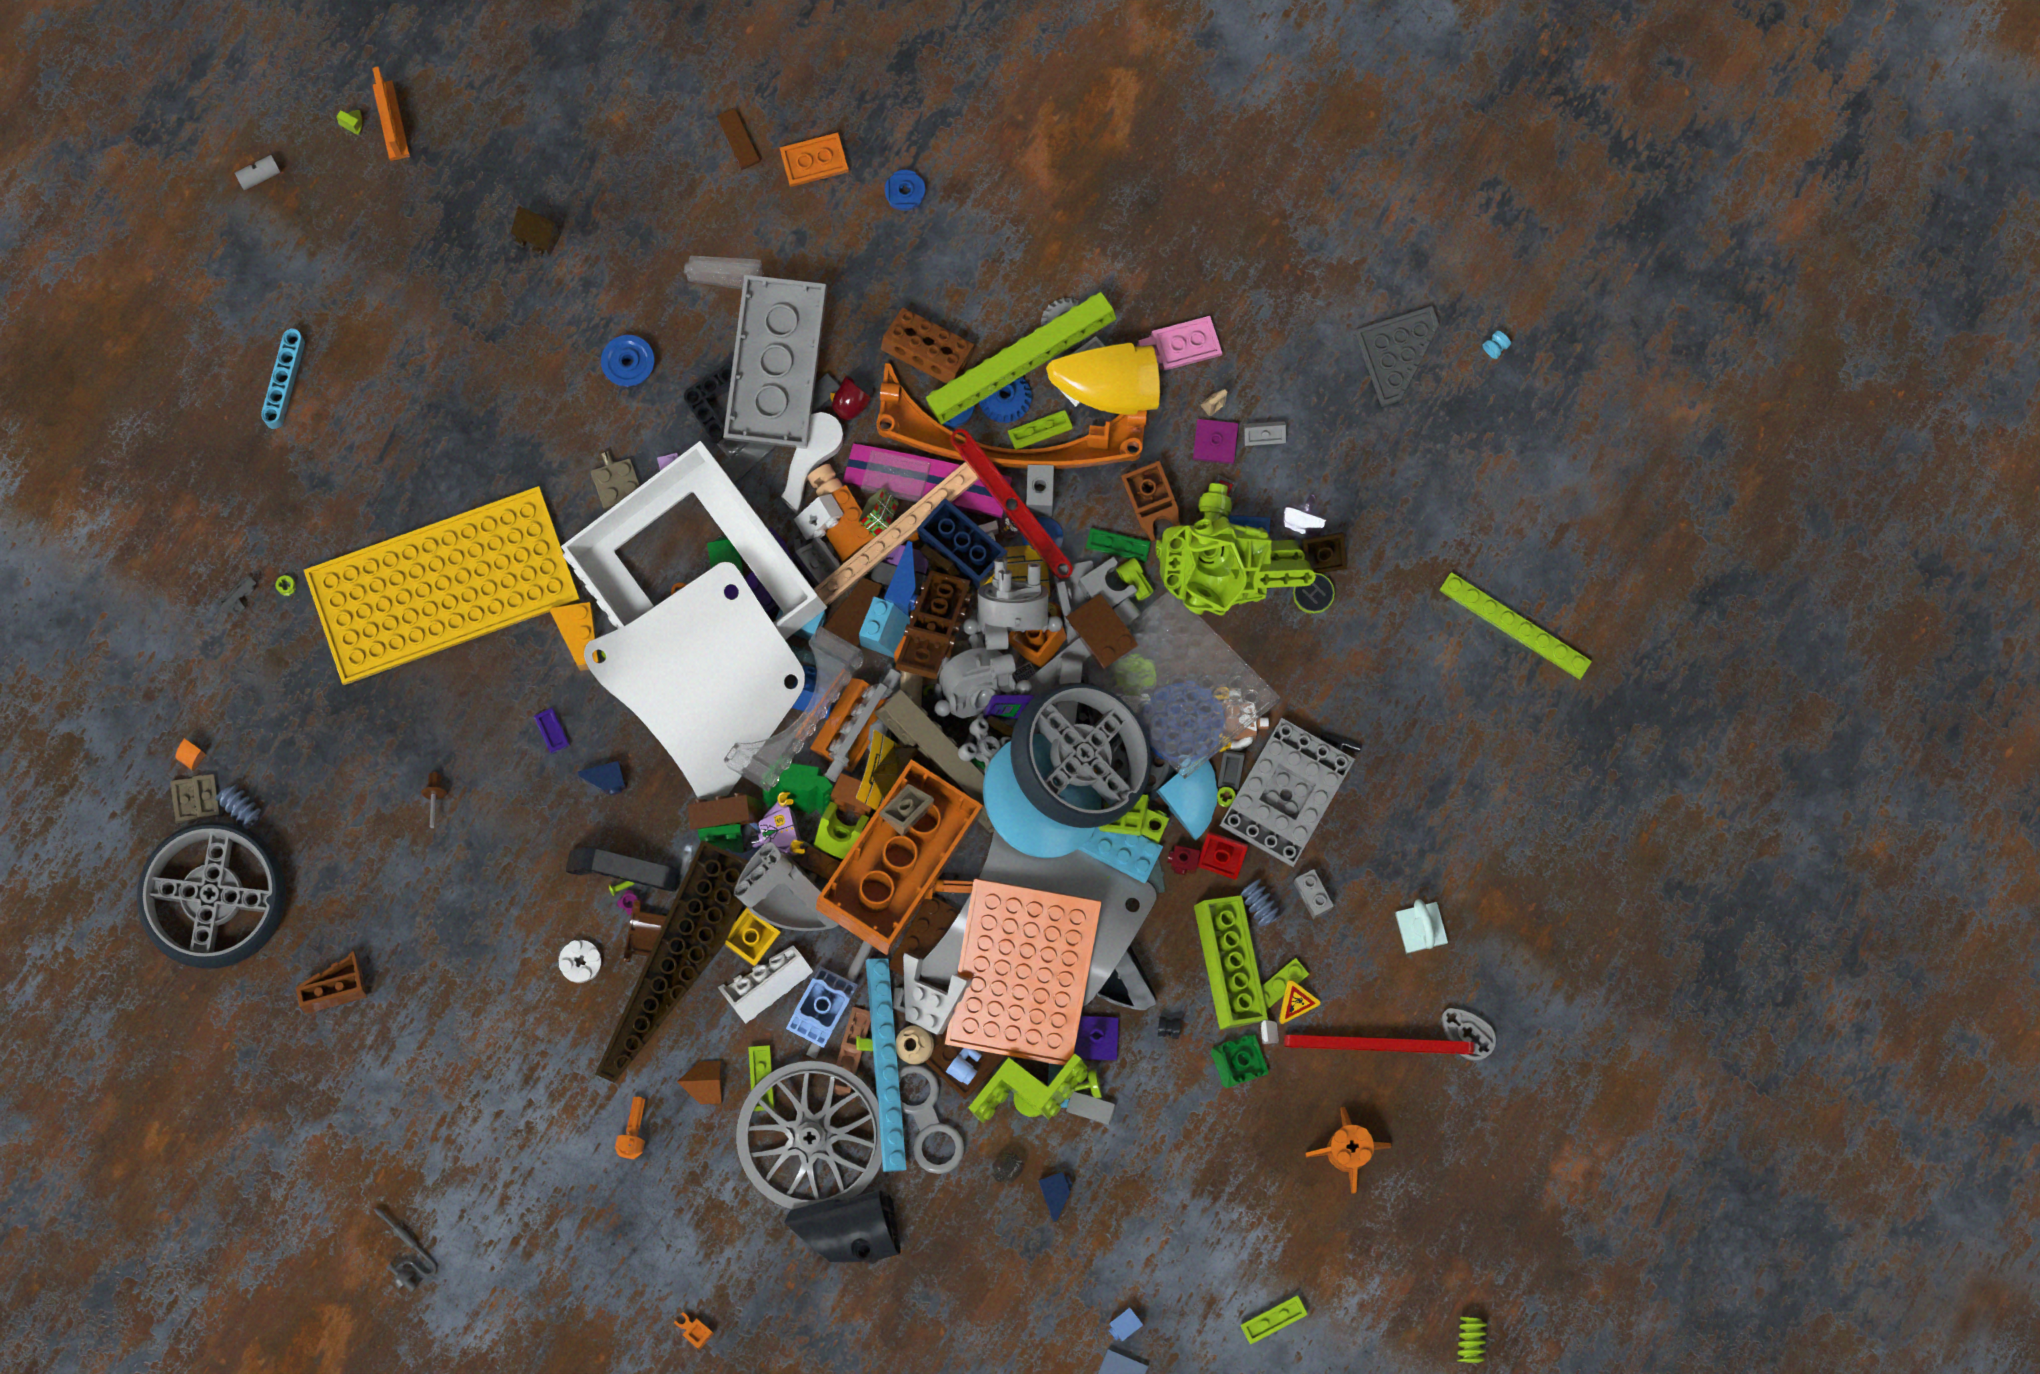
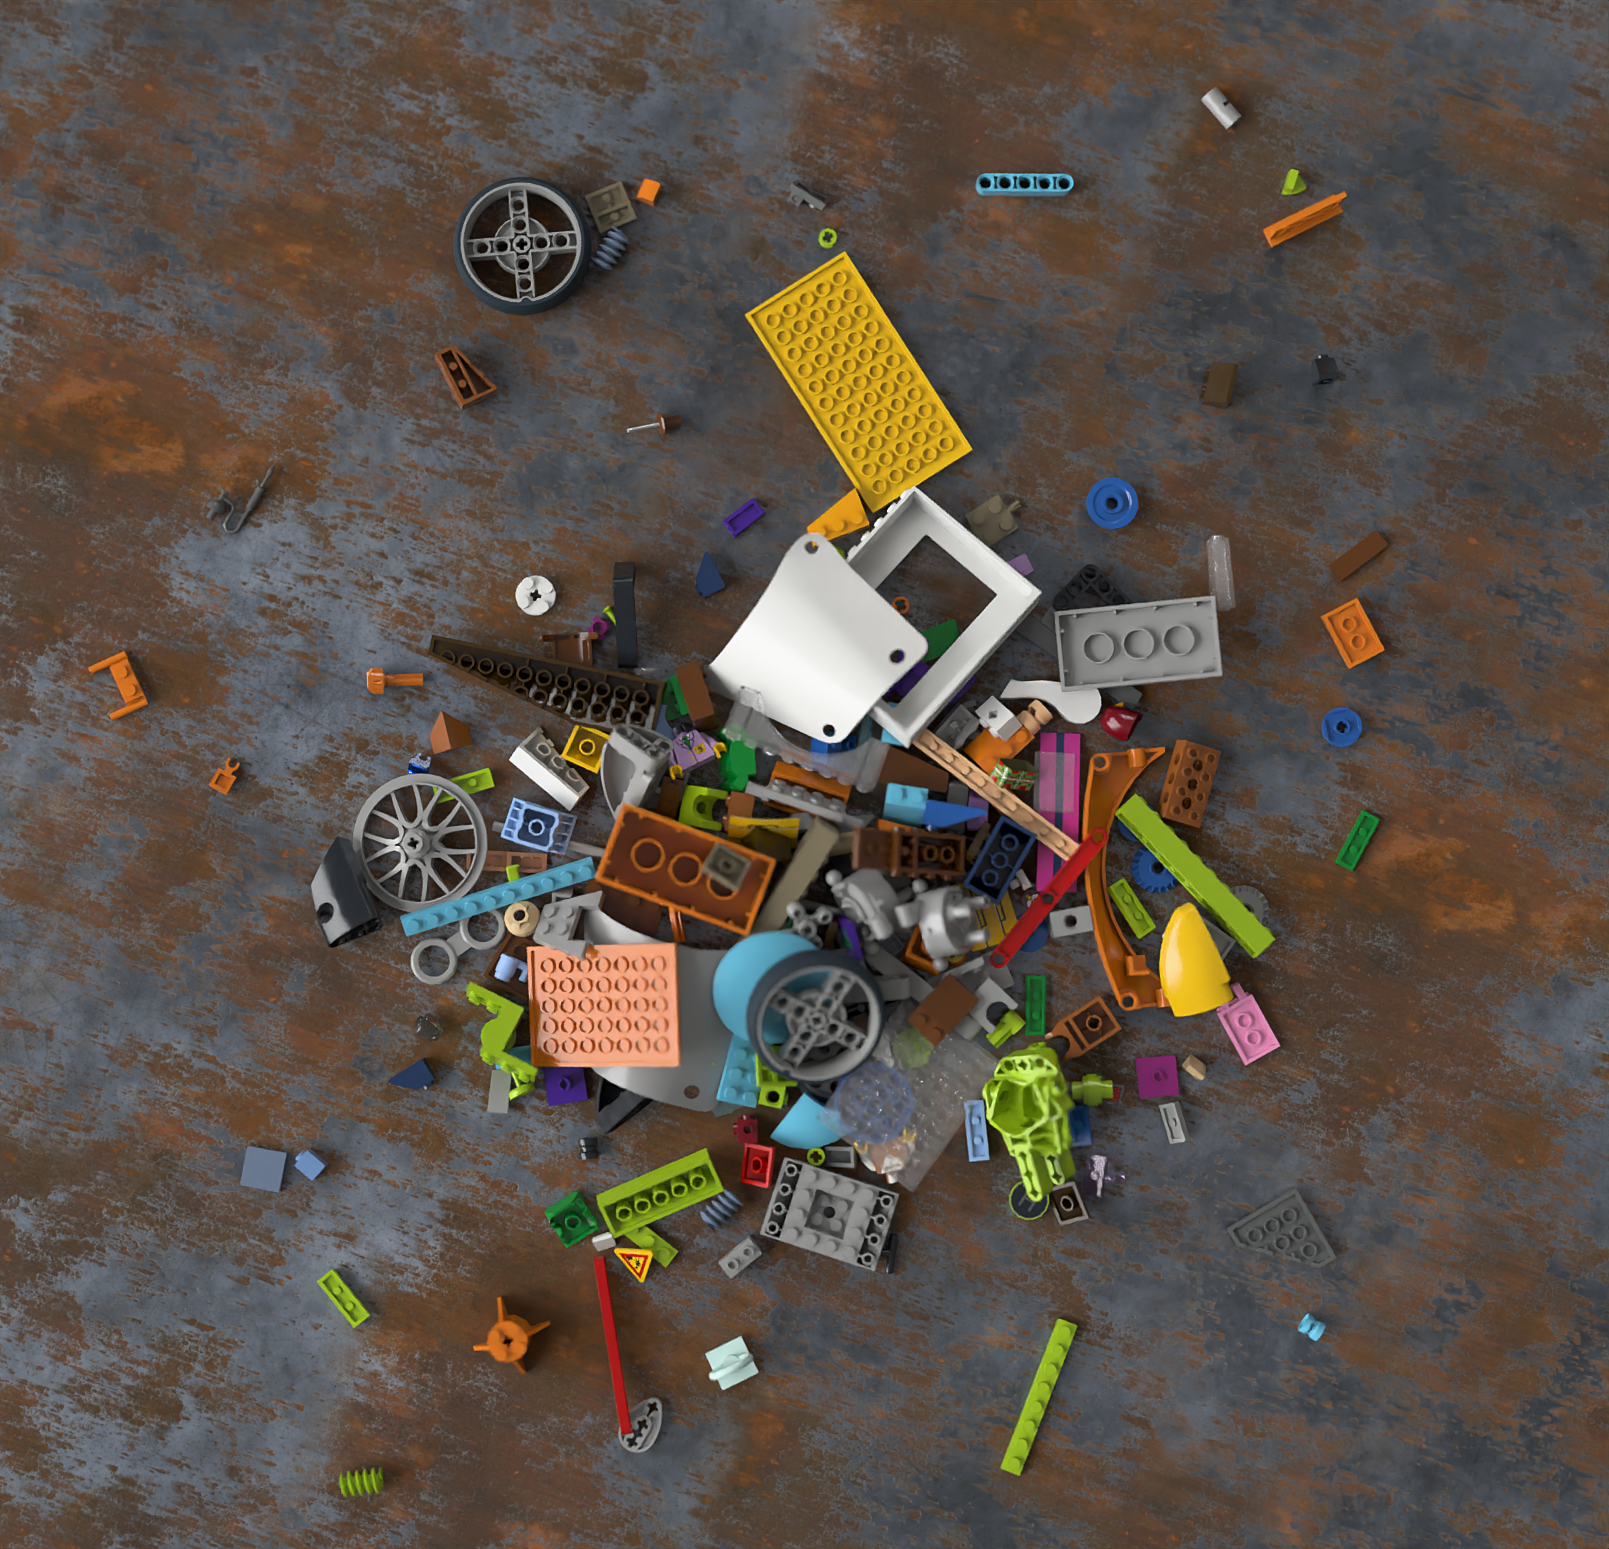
camera: 80 degrees right, 10 degrees up
(546, 130) = (1324, 370): none -> black slope
(729, 1120) = (419, 766): none -> clear blue tile
(1021, 200) = (1357, 840): none -> green tile
(1237, 630) = (977, 1133): none -> light blue plate

